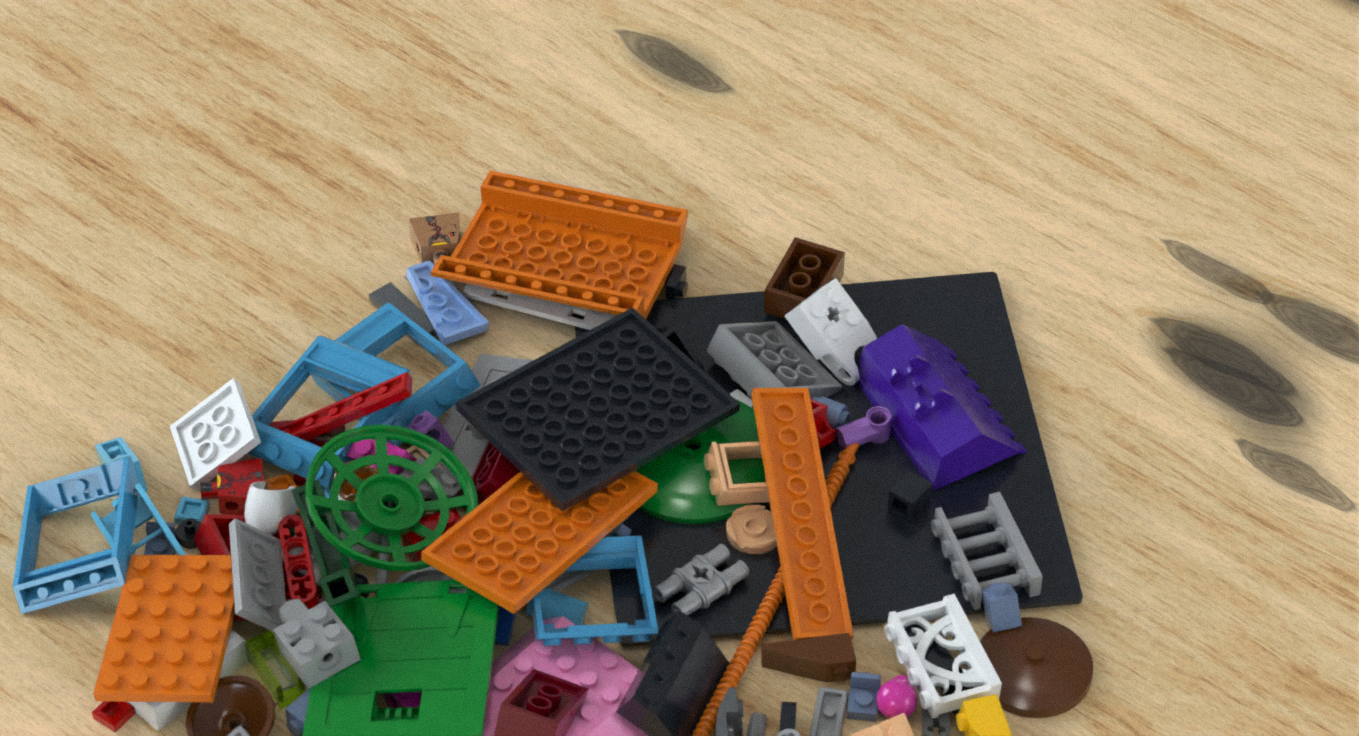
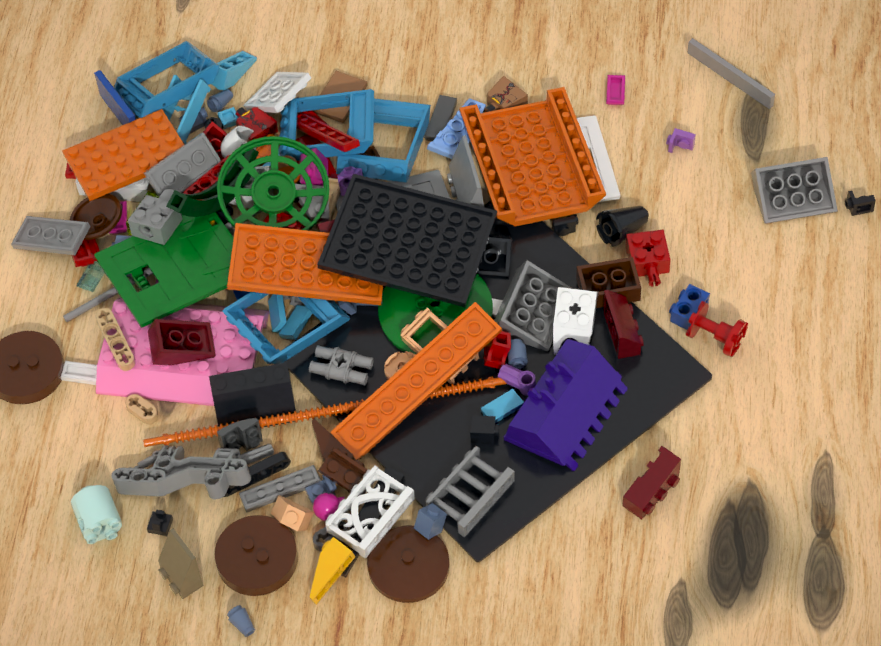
camera: 60 degrees right, 10 degrees up
(60, 605) = (113, 99): none -> blue tile
(160, 501) = (219, 100): none -> sand blue cone
(261, 376) = (340, 83): none -> medium nougat tile
(518, 144) = (615, 89): none -> dark pink tile
(542, 315) = (464, 176): none -> light grey slope
(586, 589) = (295, 323): none -> medium azure tile
(594, 41) = (731, 73): none -> light grey tile
(648, 126) = (682, 139): none -> medium lavender bracket
(723, 237) = (617, 223): none -> black cone
(777, 229) = (649, 254): none -> red brick
(805, 78) = (794, 190): none -> light grey slope
(864, 649) = (342, 469): none -> reddish brown bracket
(871, 42) = (859, 205): none -> black bracket
(879, 305) = (621, 325): none -> dark red slope
(887, 464) = (503, 405): none -> medium azure tile
(888, 241) = (687, 306): none -> blue brick
(962, 225) = (722, 332): none -> red piece
(1103, 388) = (654, 484): none -> dark red wedge

